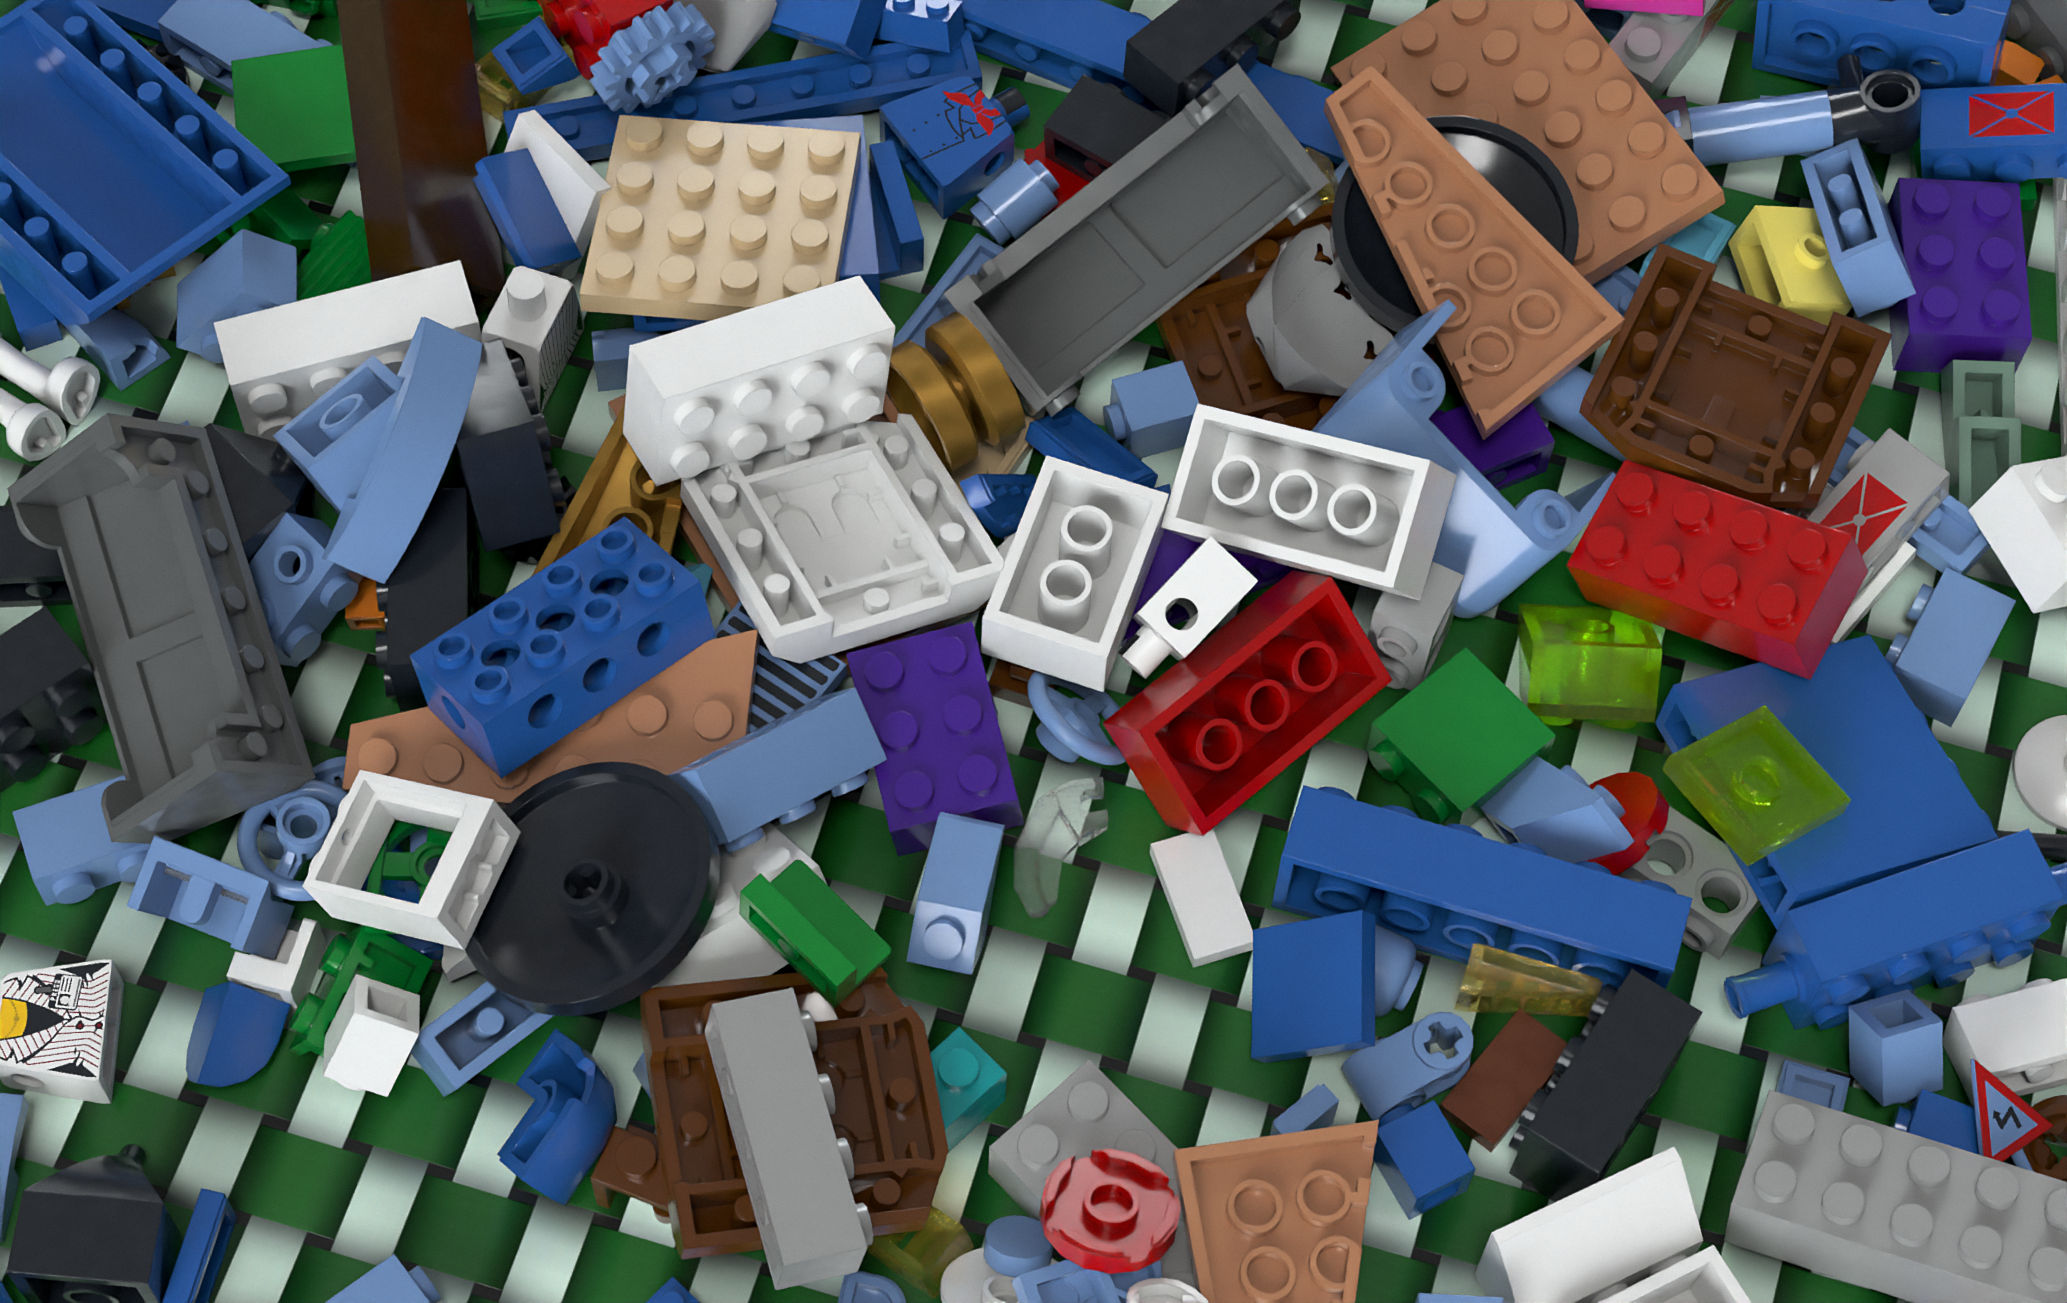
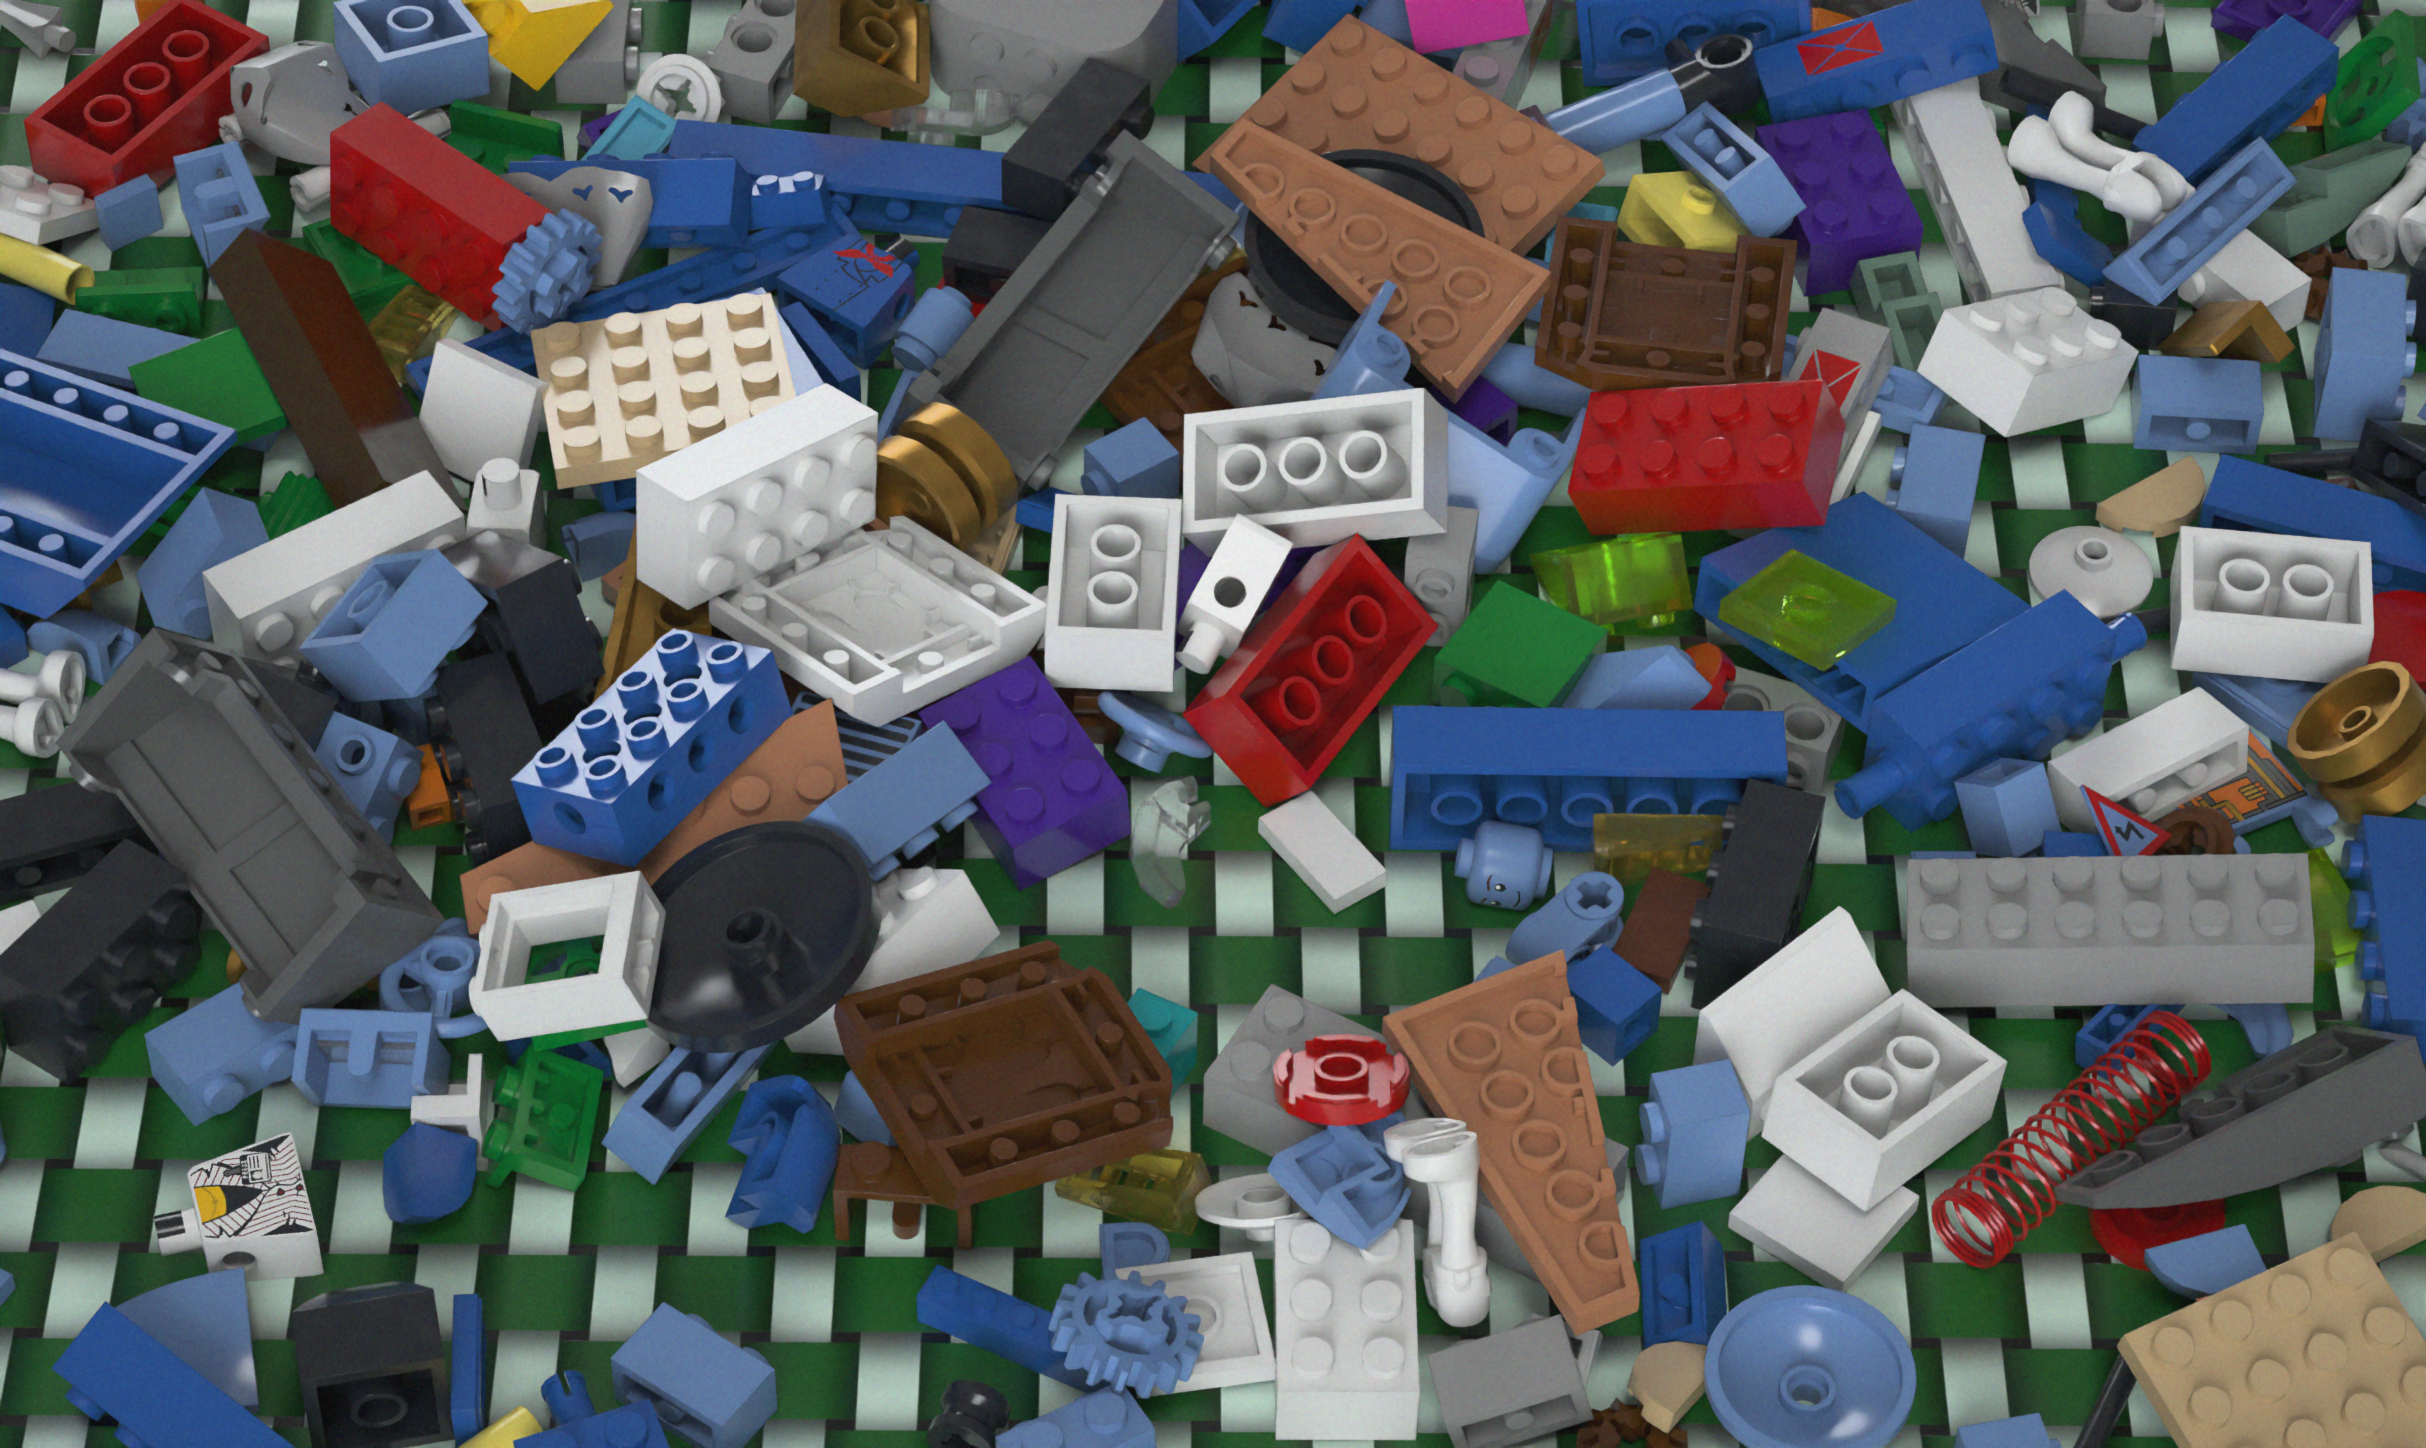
camera: 15 degrees left, 15 degrees down
(371, 1036) = (576, 1125): white brick -> none
(410, 453) = (453, 617): medium blue slope -> none
(525, 212) = (459, 428): blue panel -> none
(535, 58) = (423, 310): blue slope -> none
(787, 1138) = (1021, 1076): light grey brick -> none
(813, 930) = (977, 919): green panel -> none
(956, 893) = (1094, 884): medium blue slope -> none
(999, 499) = (1014, 562): blue tile -> none
(1016, 1246) = (1247, 1165): medium blue tile -> none
(1313, 987) = (1457, 885): blue tile -> none

